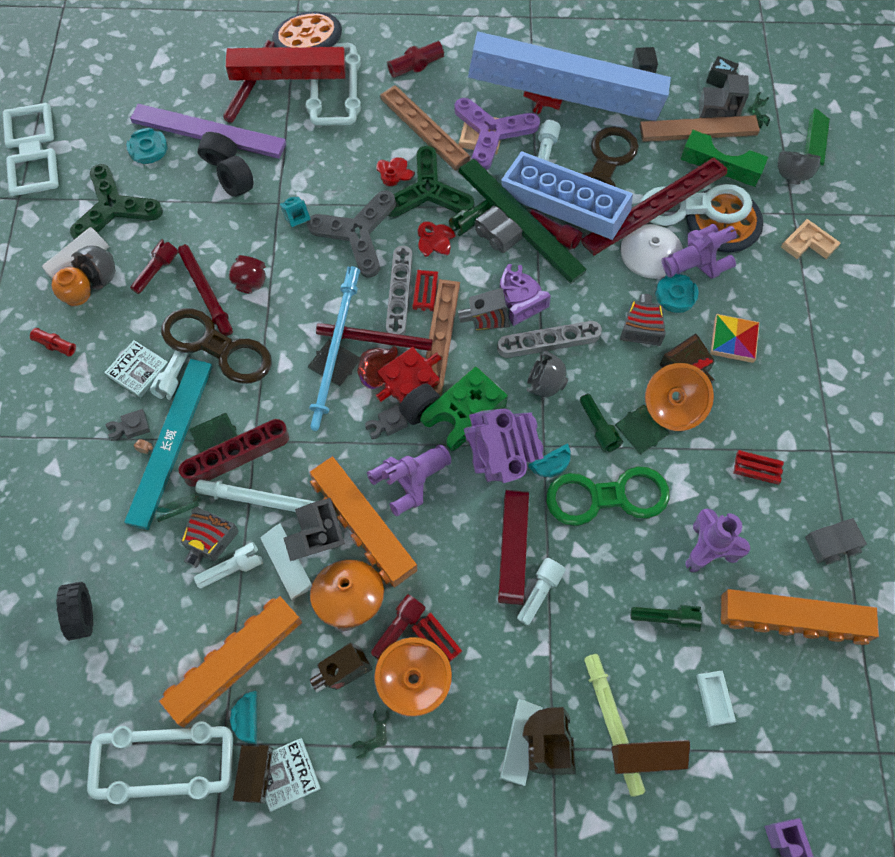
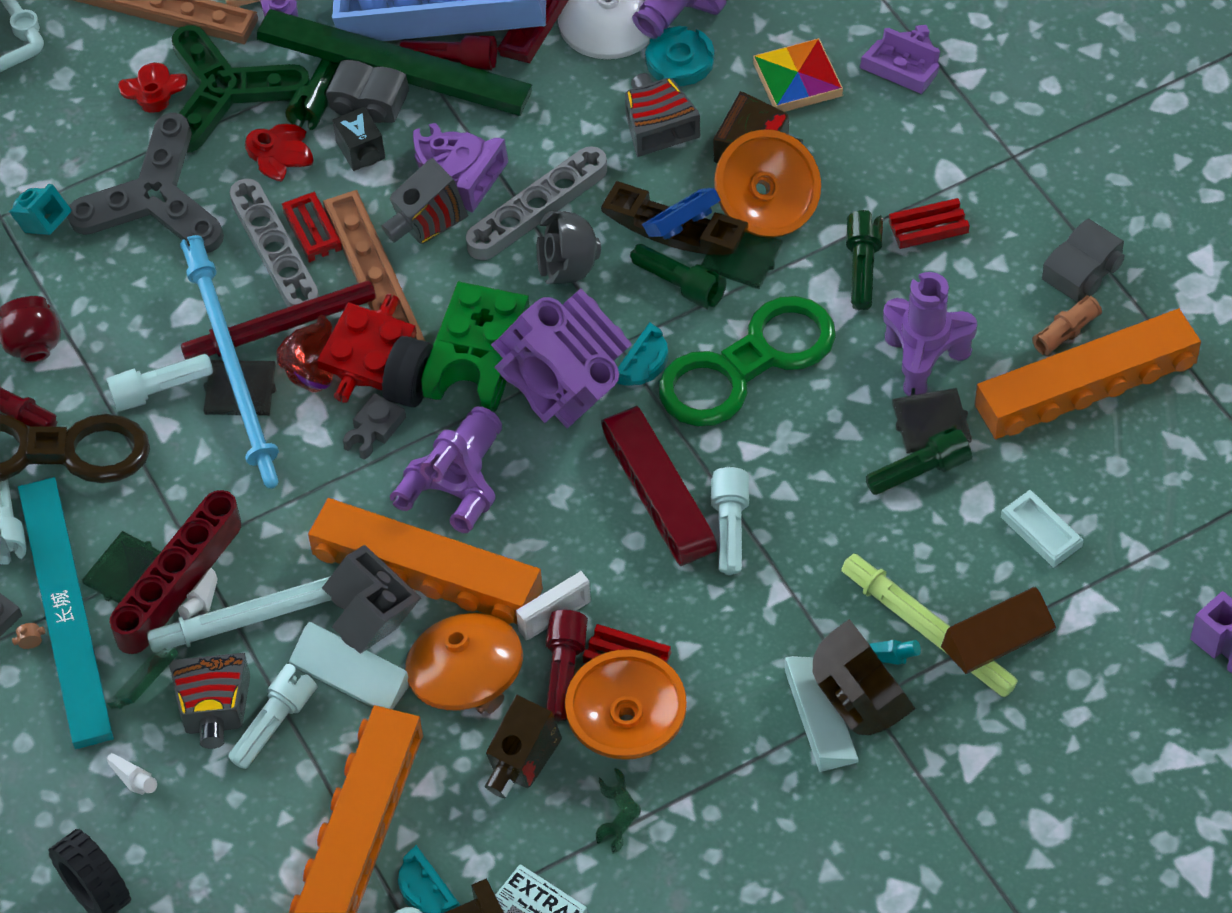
camera: 25 degrees left, 10 degrees down
(143, 560) = (133, 776): none -> white bar
(239, 473) = (200, 596): none -> white bar
(279, 335) = (132, 388): none -> light aqua piece
(413, 588) = (568, 595): none -> white tile
(477, 254) = (358, 138): none -> pearl dark grey brick
(584, 728) = (896, 651): none -> teal bar
(613, 391) = (633, 207): none -> dark brown slope
(629, 388) = (692, 207): none -> blue plate
(690, 590) = (927, 415): none -> clear smoke piece
(714, 459) = (863, 240): none -> dark green piece
(801, 358) = (904, 58): none -> medium lavender slope
(803, 576) = (1067, 325): none -> nougat pin

